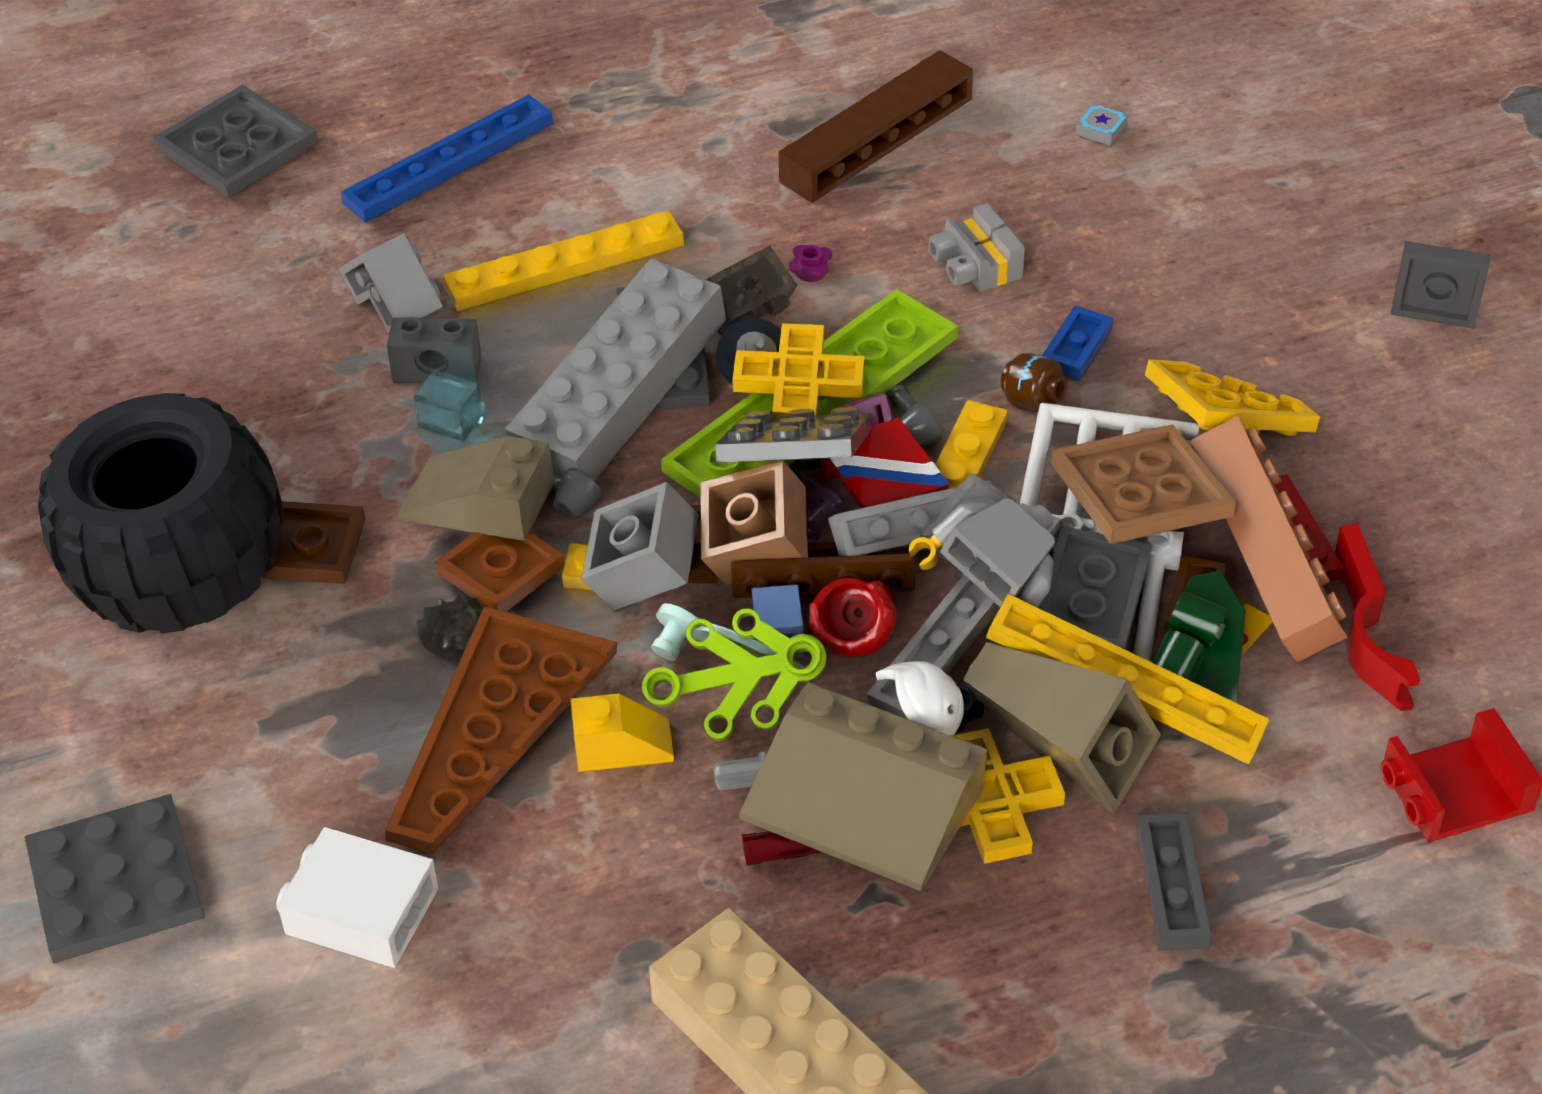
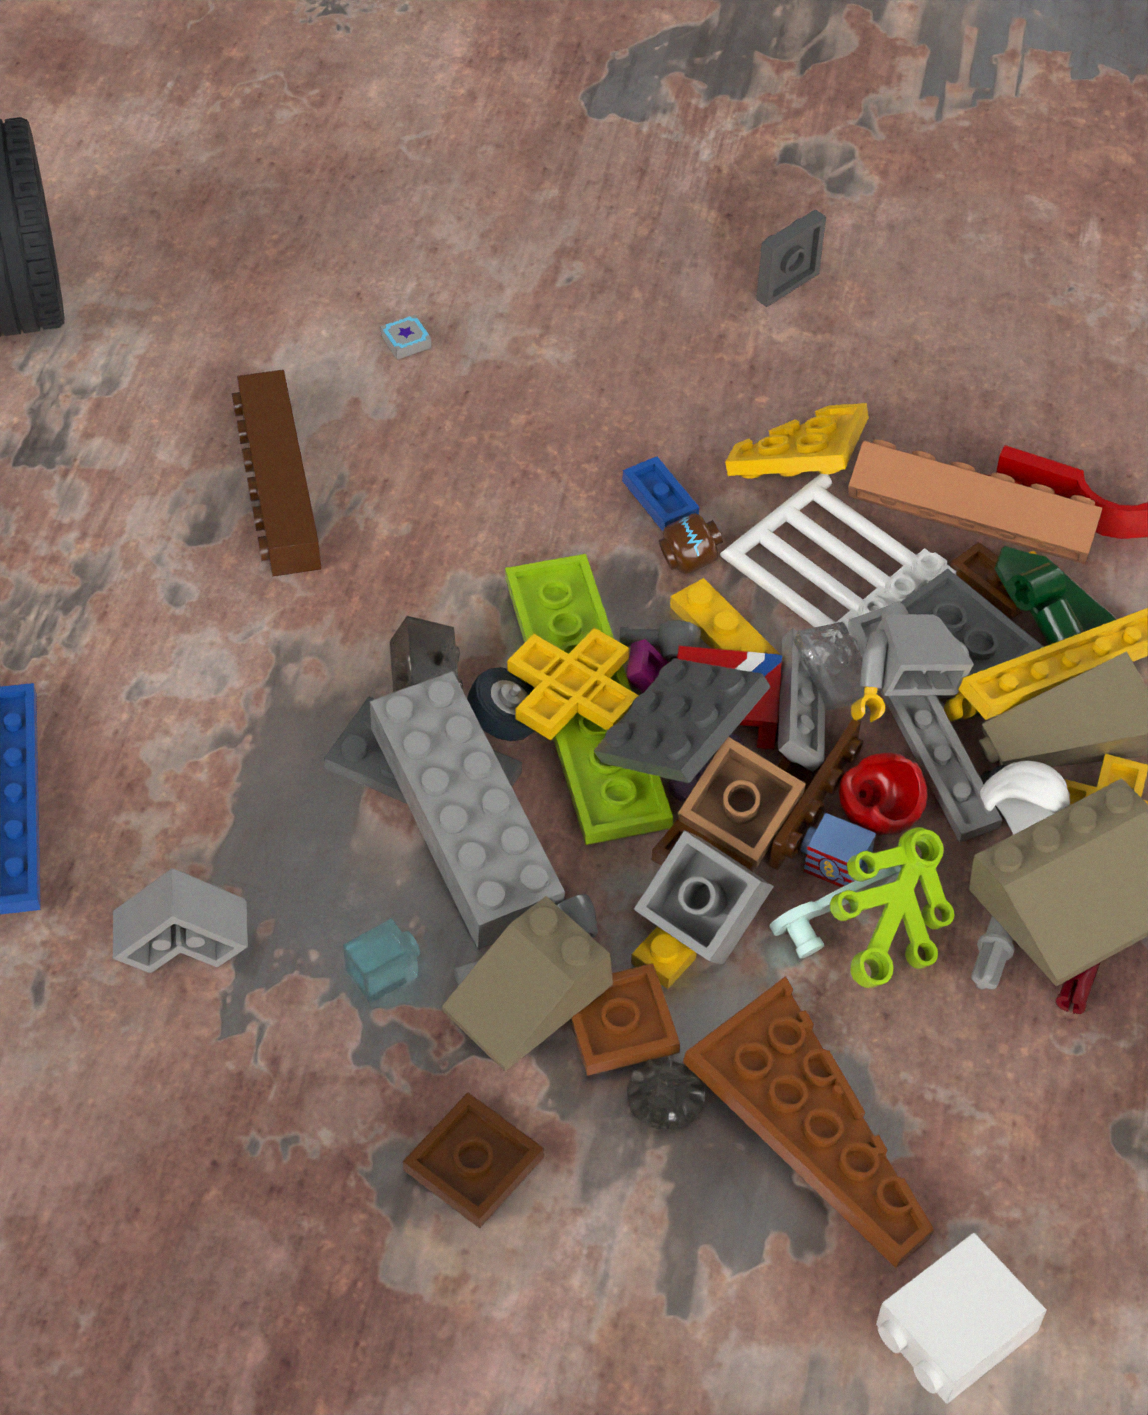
camera: 60 degrees left, 5 degrees up
(160, 512) = (419, 1333): black tyre -> none
(432, 344) = (298, 935): dark grey brick -> none
(562, 260) = (242, 779): yellow plate -> none
(618, 733) = (889, 1033): yellow slope -> none
(810, 262) = (408, 603): magenta plate -> none
(980, 250) = (486, 498): light grey hips -> none
(1142, 483) = (884, 537): medium nougat plate -> none

